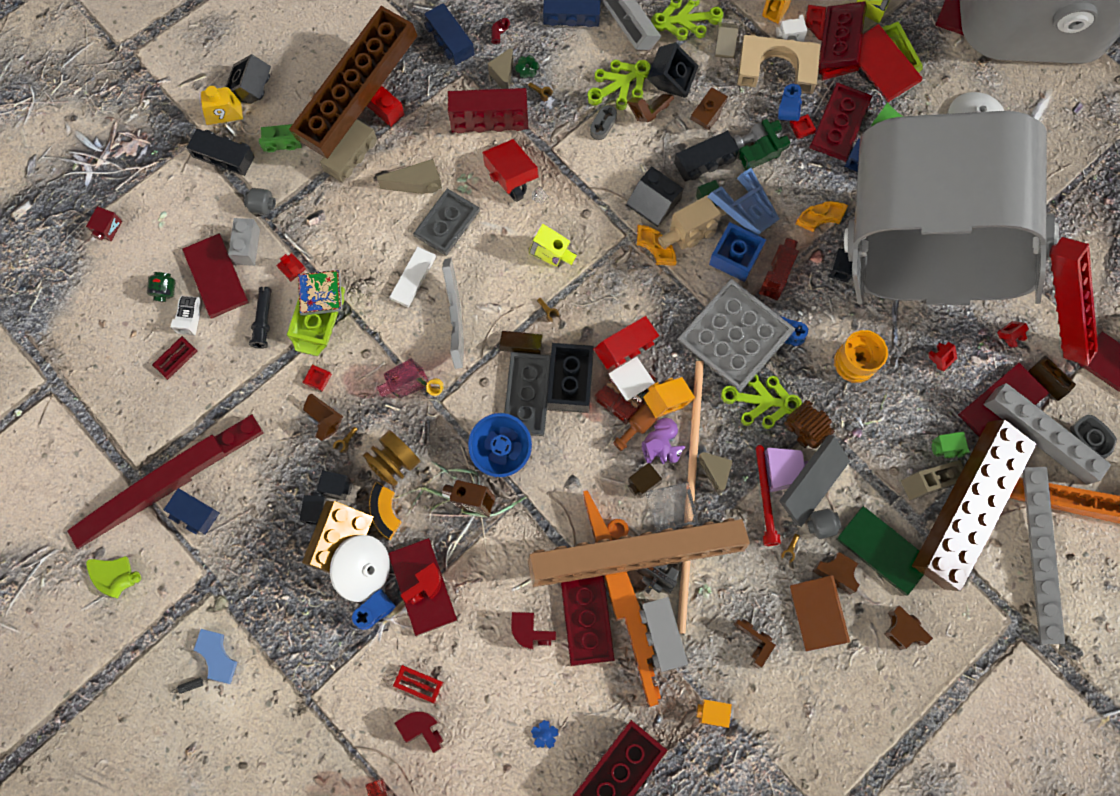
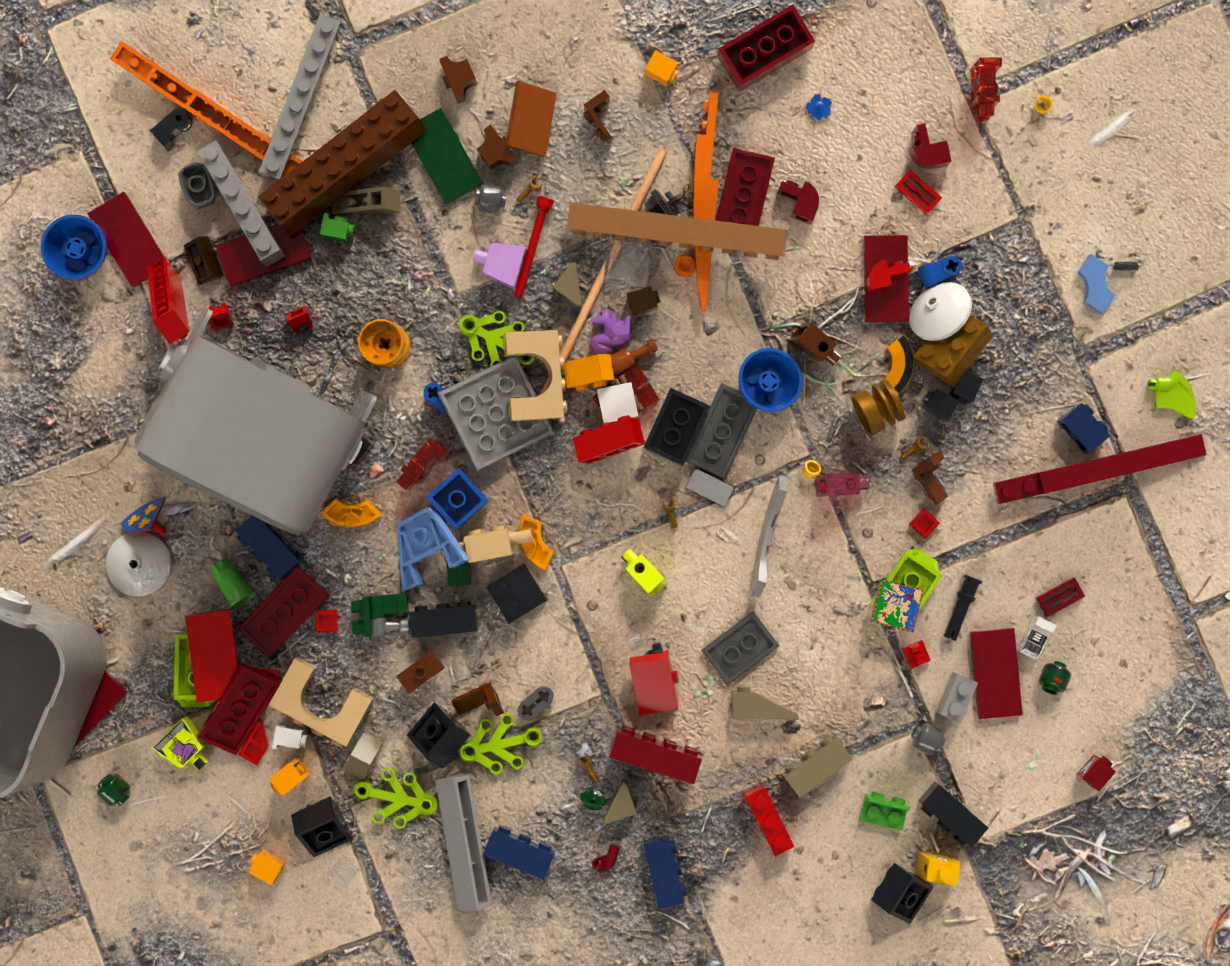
camera: 165 degrees left, 15 degrees up
(353, 82) = (790, 831): reddish brown brick -> none
(412, 277) = (795, 597): white tile -> none
(663, 635) = (682, 148): light grey slope -> none
(717, 404) = (545, 347): none -> tan arch
(791, 103) = (332, 644): blue piece -> none
(809, 425) = (464, 293): reddish brown brick -> none
(814, 480) = (482, 240): dark grey tile -> none

